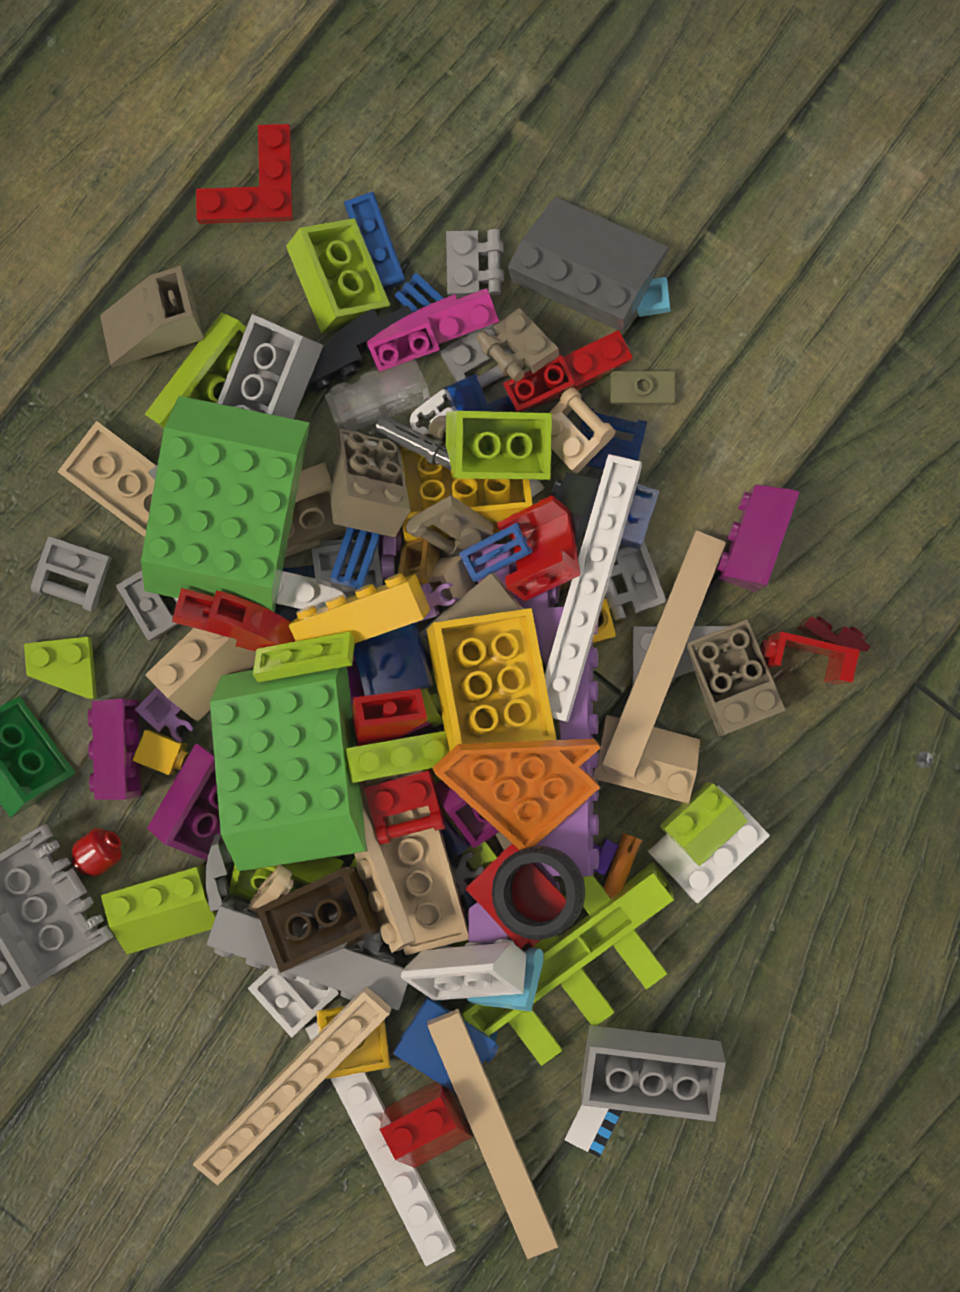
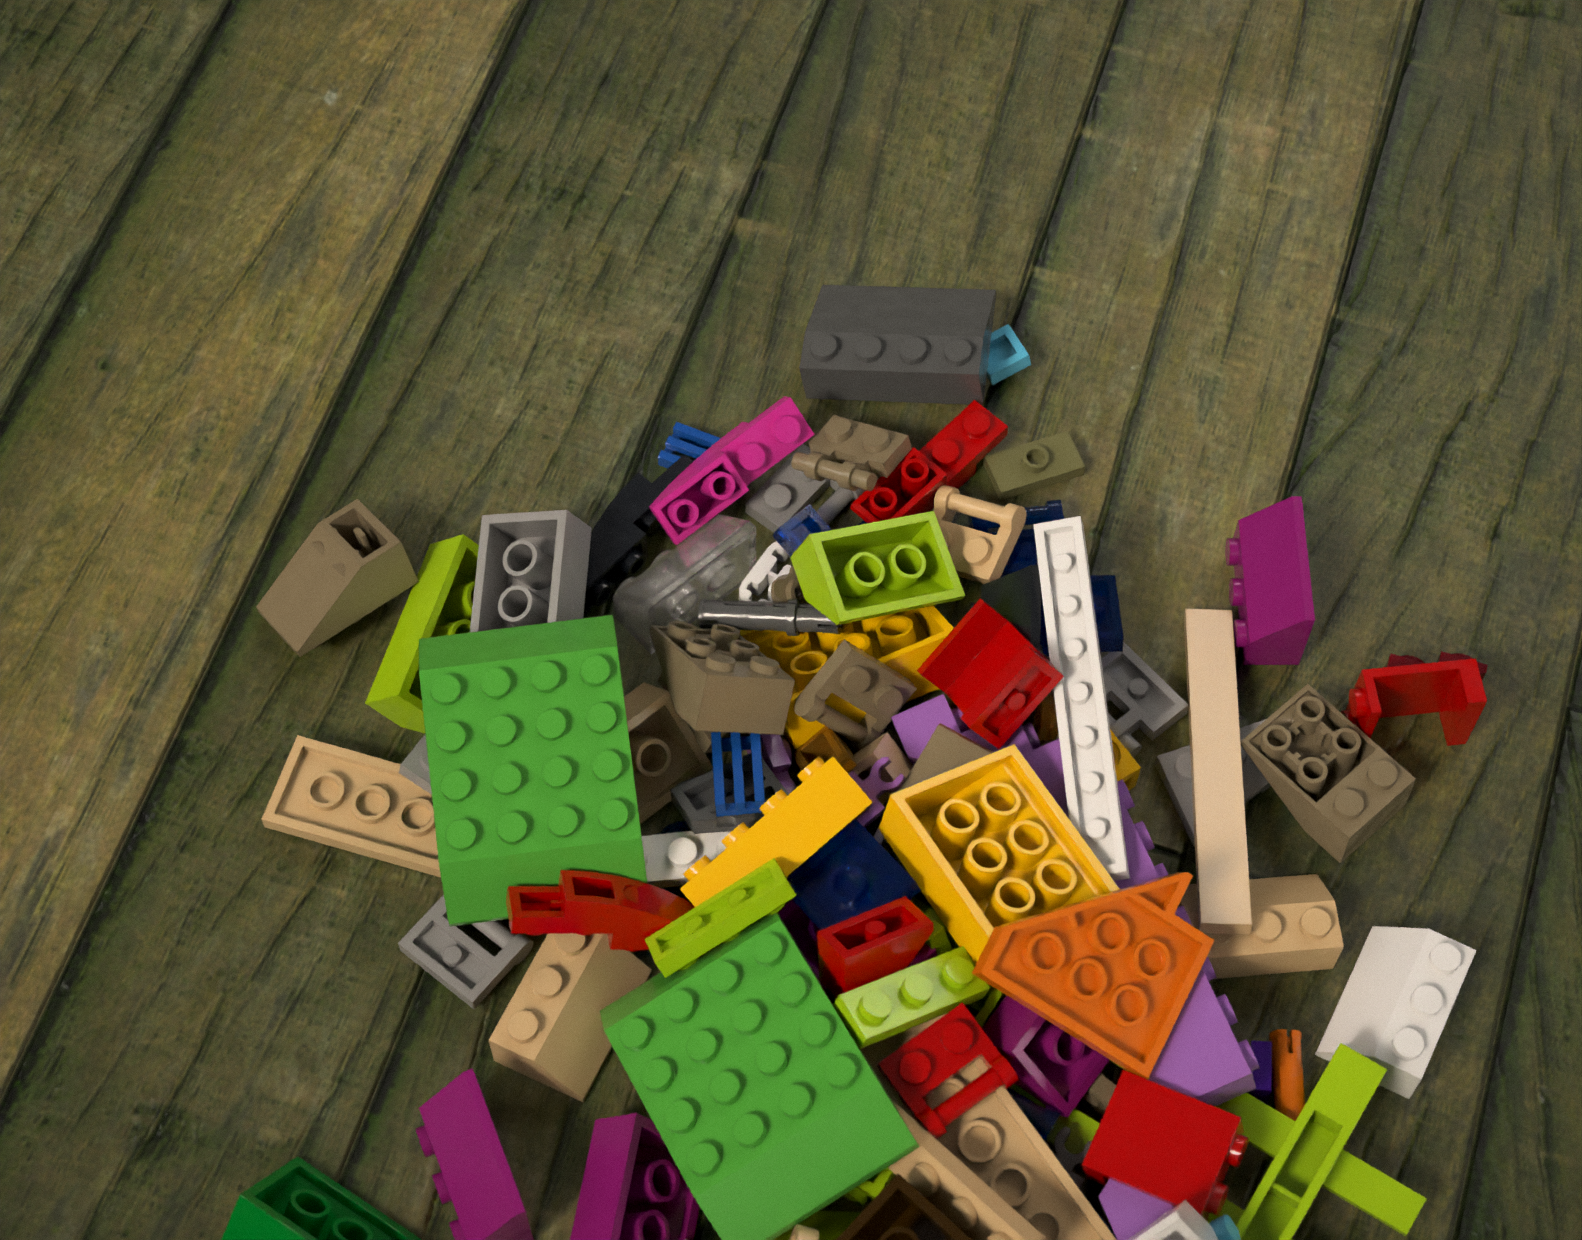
camera: 25 degrees left, 25 degrees down
(63, 664) = (351, 1086): lime wing -> none
(73, 563) = (324, 937): light grey plate -> none
(161, 752) = (546, 1155): yellow brick -> none
(162, 712) = (525, 1097): medium lavender plate -> none
(265, 203) = (440, 405): red plate -> none
(336, 273) = (568, 450): lime slope -> none
(376, 237) = (605, 406): blue tile -> none
(463, 263) = (732, 386): light grey plate -> none
(503, 899) = (1182, 1055): black tyre -> none
(520, 540) = (904, 737): blue tile -> none
(704, 823) = (1378, 965): lime slope -> none

